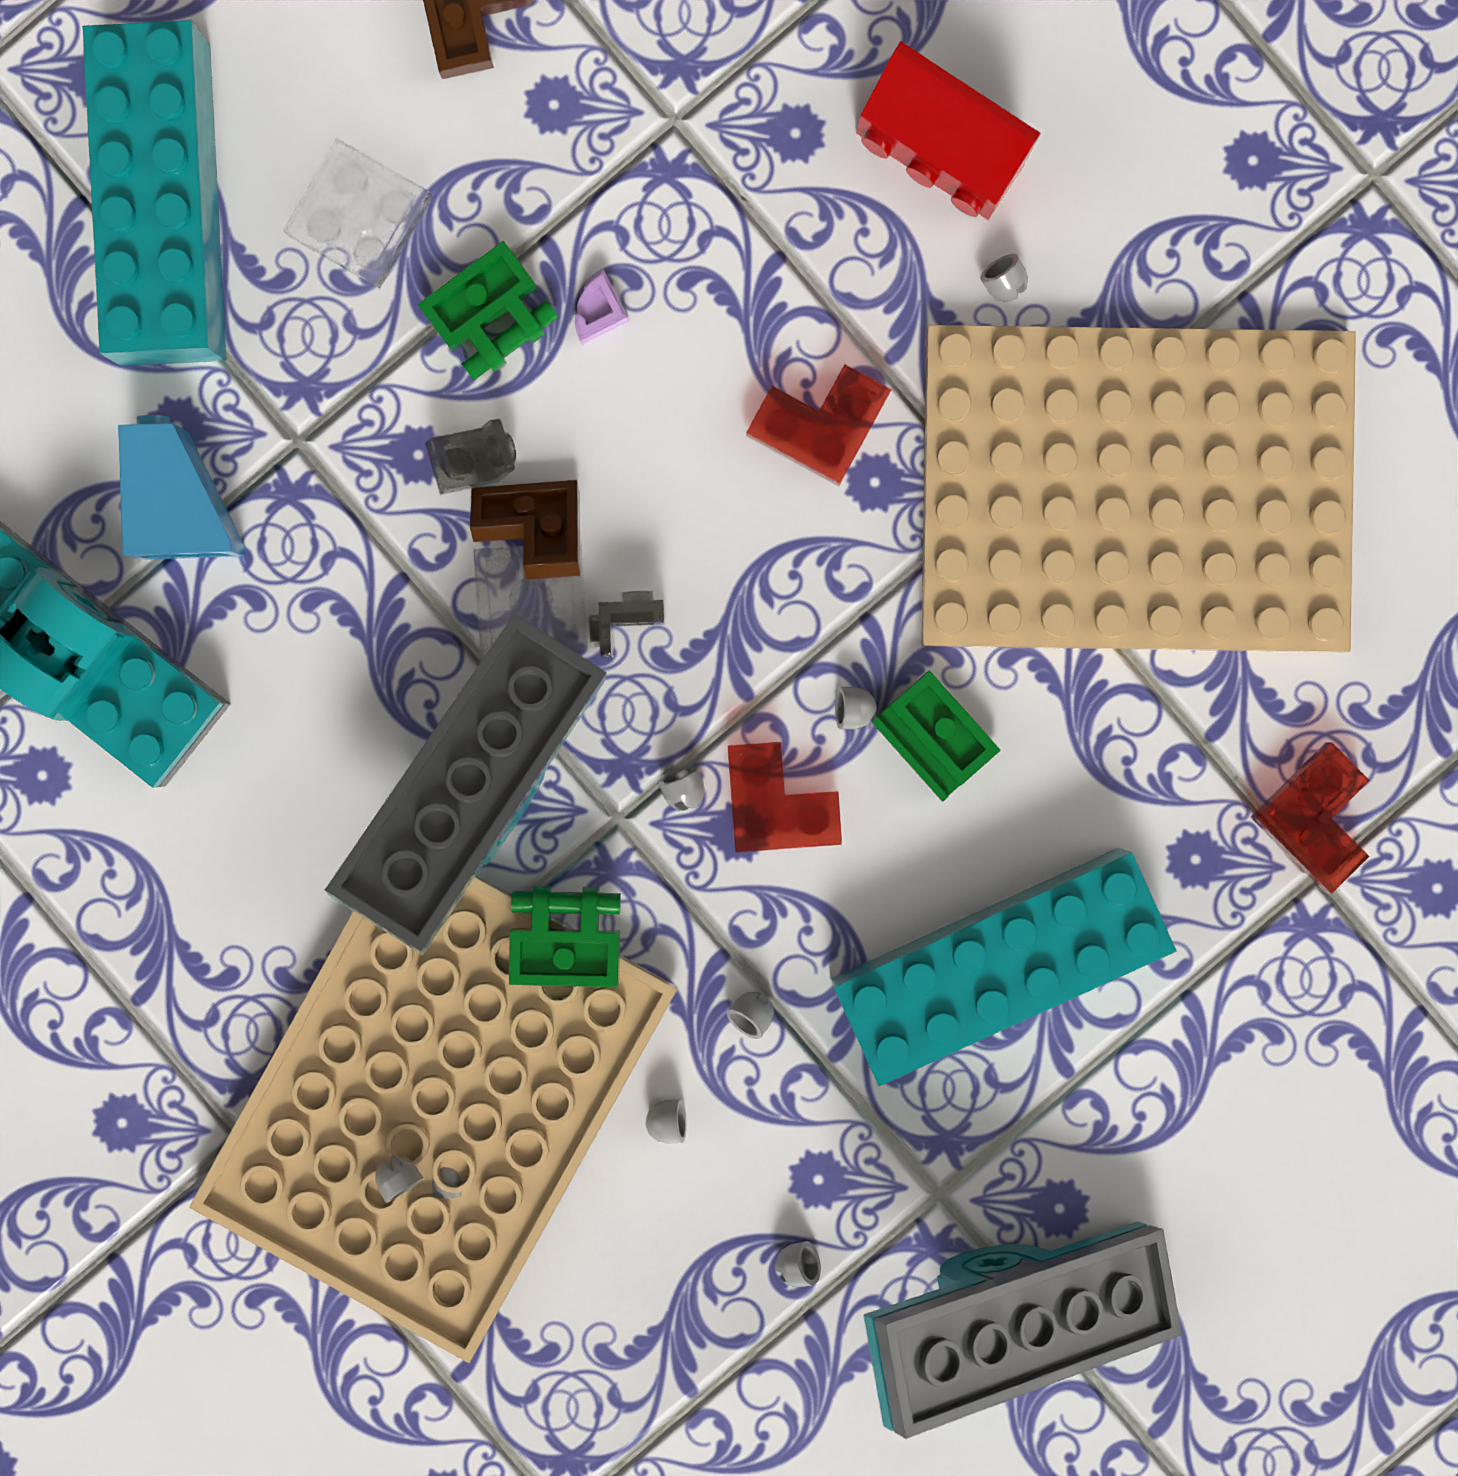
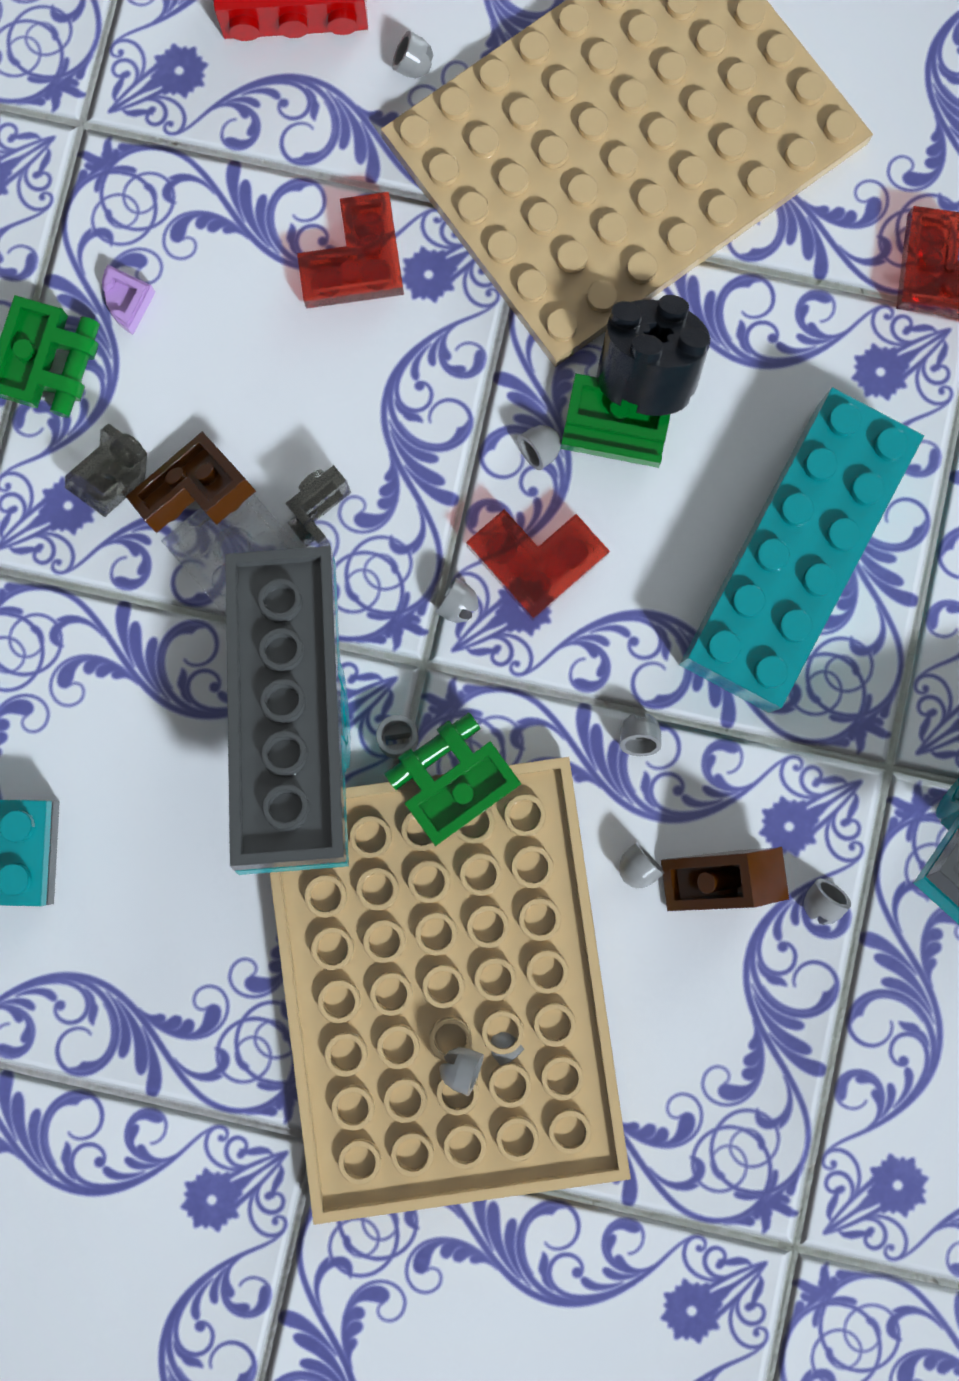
camera: 35 degrees left, 5 degrees down
(554, 856) = (396, 728): none -> light grey hinge
(729, 1186) = (725, 880): none -> reddish brown slope
(1003, 709) = (652, 355): none -> black brick

